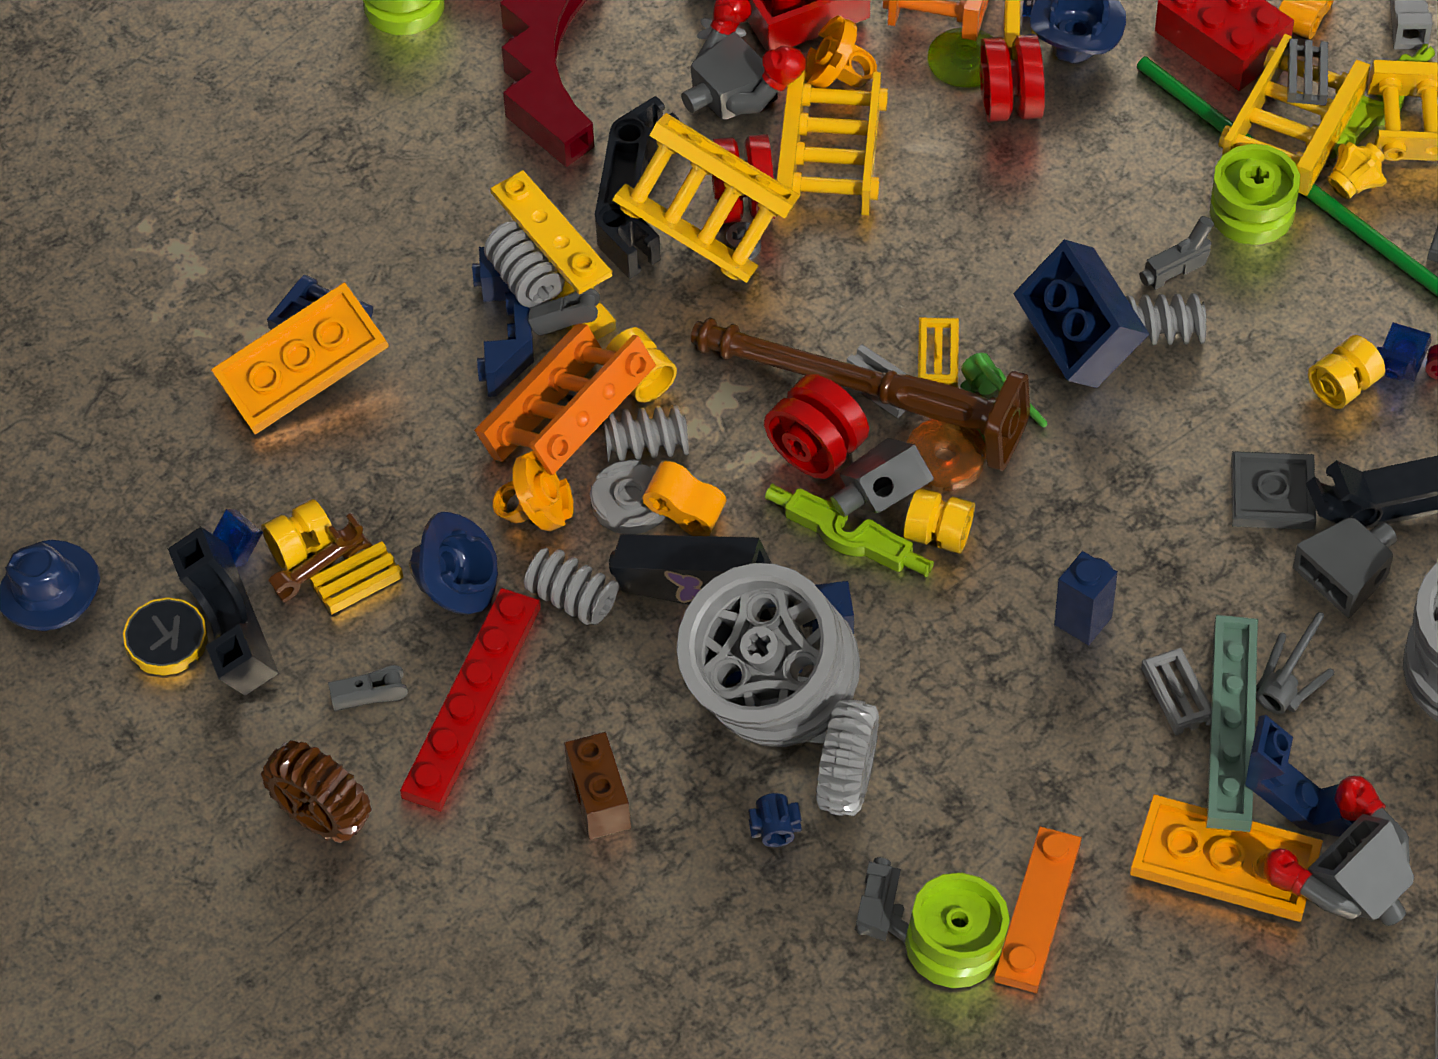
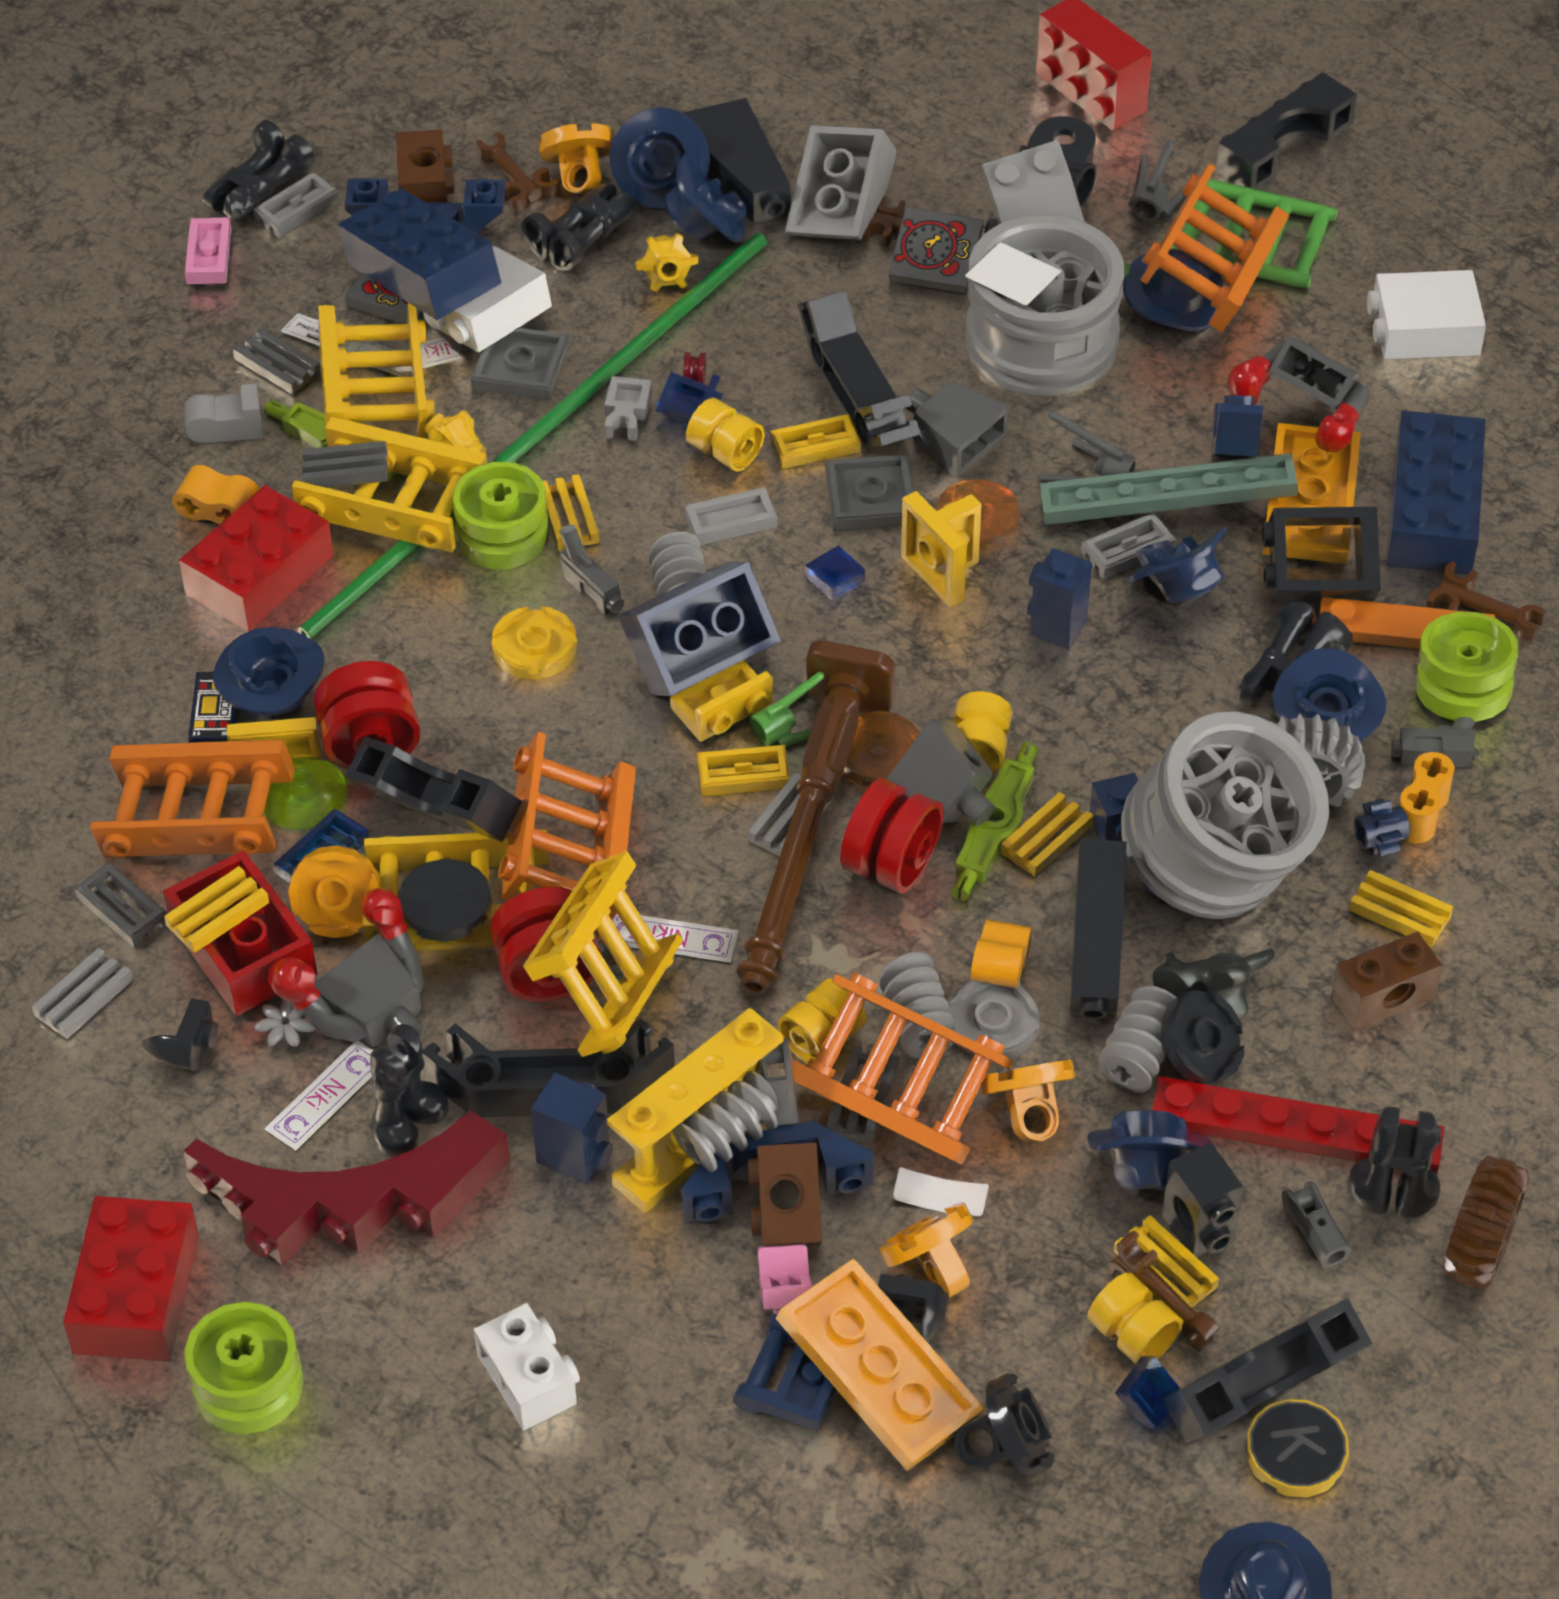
camera: 100 degrees left, 5 degrees down
(218, 435) = (1015, 1429): none -> black tile
(359, 395) = (917, 1300): none -> black plate
(364, 151) = (526, 1365): none -> white brick
(387, 590) = (1202, 1200): none -> black brick
(387, 740) = (1402, 1148): none -> black piece
(396, 316) = (782, 1274): none -> bright pink bracket
(398, 405) = (932, 1246): none -> light orange tile
(465, 316) = (799, 1167): none -> reddish brown brick
(465, 443) = (938, 1193): none -> white sticker
(563, 176) = (571, 1128): none -> dark blue brick
(563, 629) = (1202, 1037): none -> black tile
(621, 74) = (401, 1093): none -> black piece
(623, 654) = (1221, 973): none -> pearl dark grey animal
(652, 58) = (323, 1097): none -> white sticker
(685, 808) = (1403, 903): none -> yellow tile
(767, 288) = (698, 939): none -> white sticker
(799, 114) = (445, 899): none -> black tile
(814, 869) = (1427, 794): none -> light orange axle
(817, 537) = (1064, 812): none -> yellow tile
(878, 241) = (608, 825): none -> orange fence
(899, 64) = (330, 831): none -> clear blue tile
(923, 796) = (1334, 687): none -> dark blue hat
(947, 100) = (453, 798): none -> black arch
(980, 772) = (1294, 623): none -> black piece
(1012, 339) = (723, 700): none -> yellow bracket
(1075, 963) = (1460, 591): none -> reddish brown bar
(1111, 219) = (534, 642): none -> yellow tile
(1123, 707) = (1181, 571): none -> dark blue hat
(1126, 869) = (1367, 581): none -> black window
(1166, 512) = (941, 543): none -> yellow bracket
(1169, 448) = (835, 572): none -> clear blue plate
(1208, 965) = (1436, 492): none -> dark blue brick
(1237, 551) = (996, 503): none -> clear orange tile
(1251, 377) = (731, 516): none -> light grey tile
(1268, 250) = (563, 490): none -> yellow tile
(1338, 425) = (817, 446): none -> yellow tile
(1404, 306) = (625, 404): none -> light grey plate

